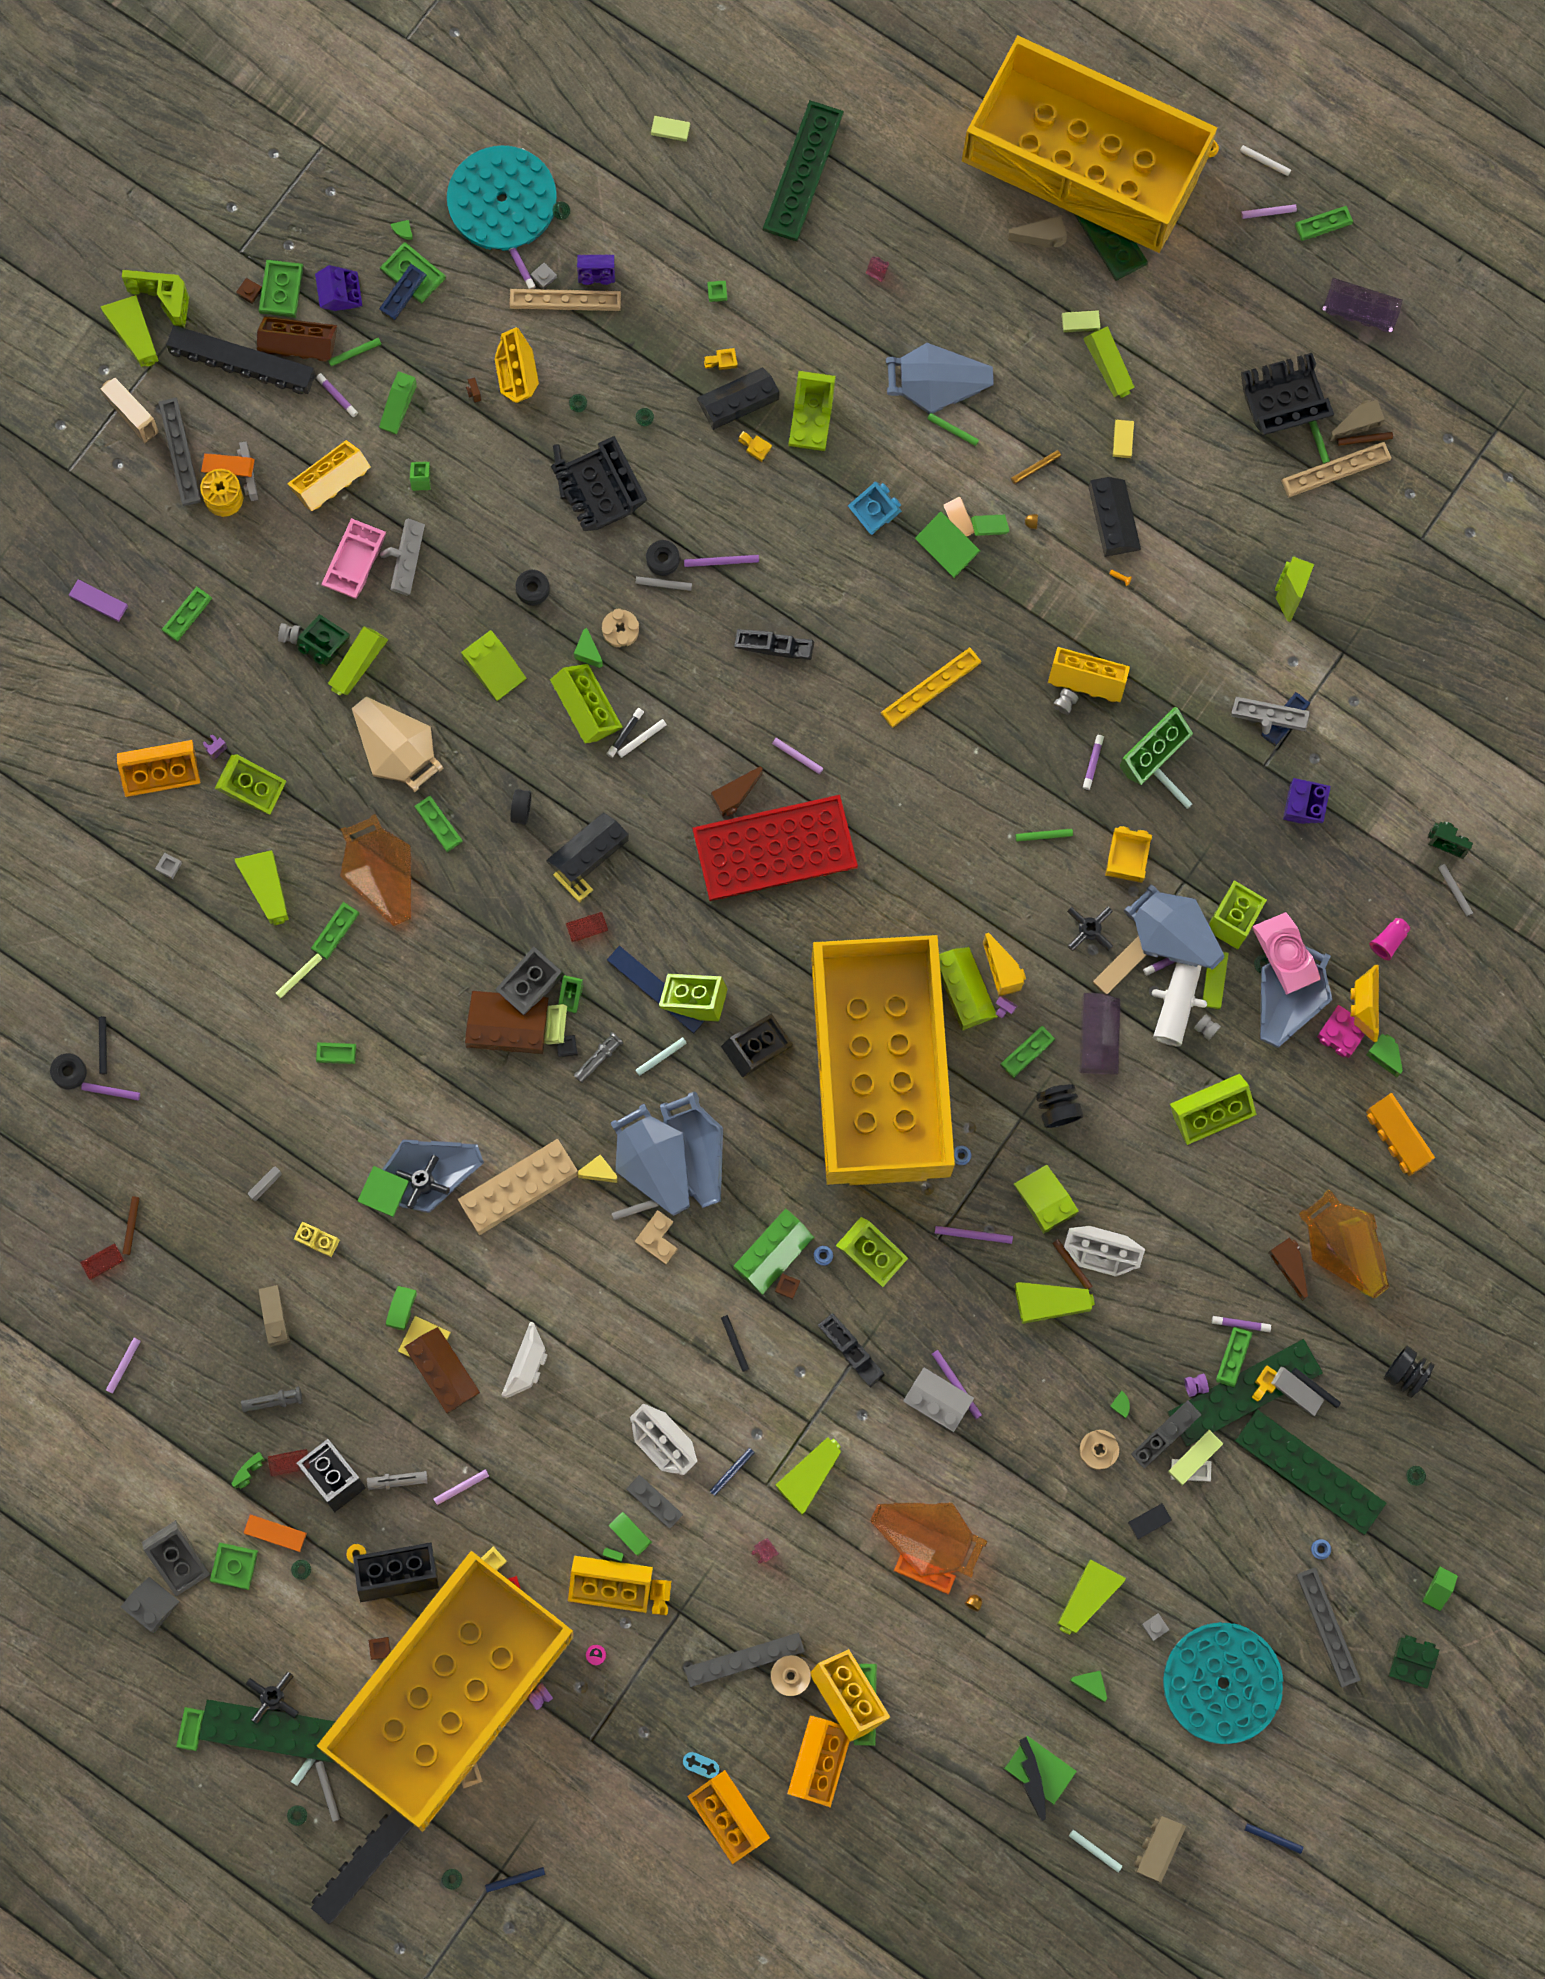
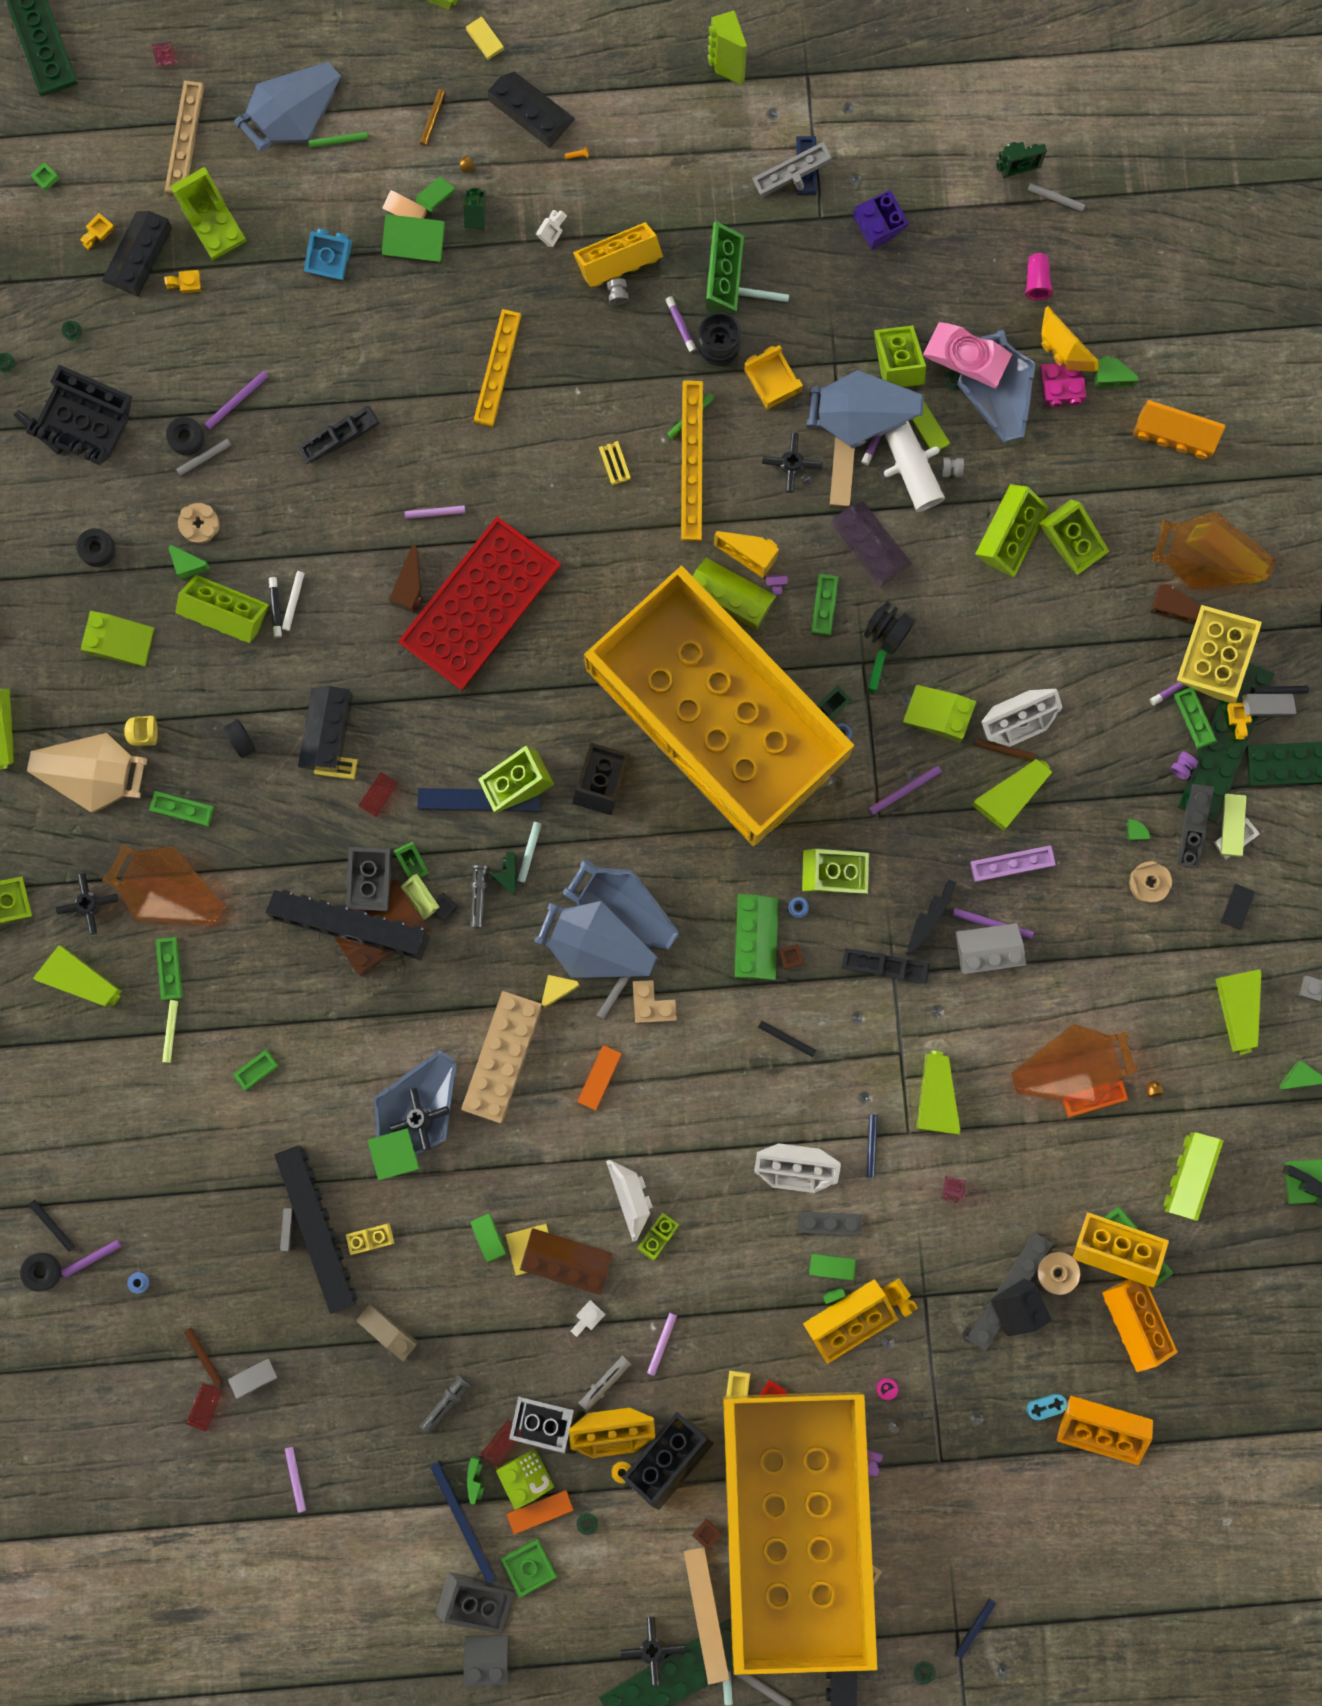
camera: 35 degrees left, 5 degrees up
(129, 1141) = (144, 1282): none -> medium blue plate
(152, 1268) = (252, 1378): none -> light grey slope
(215, 1493) = (463, 1522): none -> dark blue tile
(284, 1200) = (315, 1229): none -> black brick
(284, 1500) = (525, 1478): none -> lime slope
(317, 843) = (92, 908): none -> black bar
(331, 1704) = (706, 1615): none -> tan tile
(372, 1518) = (611, 1432): none -> yellow wedge
(425, 1424) = (589, 1317): none -> white plate
(456, 745) = (141, 731): none -> light yellow helmet
(487, 1001) = (347, 924): none -> black brick
(522, 1408) = (658, 1236): none -> lime slope
(576, 1259) = (599, 1077): none -> orange tile
(630, 1063) = (508, 879): none -> dark green slope
(740, 1676) = (1021, 1309): none -> black slope
(844, 339) = (185, 133): none -> tan tile
(907, 1343) = (925, 923): none -> black slope
(947, 1687) = (1193, 1176): none -> slope
(964, 810) = (609, 447): none -> light yellow tile
(969, 1127) = (833, 702): none -> dark green slope
(1007, 1352) = (1012, 863): none -> lavender plate
(1010, 558) = (474, 208): none -> dark green slope
(1016, 868) = (691, 461): none -> yellow plate
(1024, 1131) = (876, 672): none -> green tile
(1053, 616) = (550, 229): none -> white plate
(1120, 792) = (722, 329): none -> black wheel
(1256, 1151) = (1074, 536): none -> lime slope
(1290, 1322) = (1219, 653): none -> light yellow slope

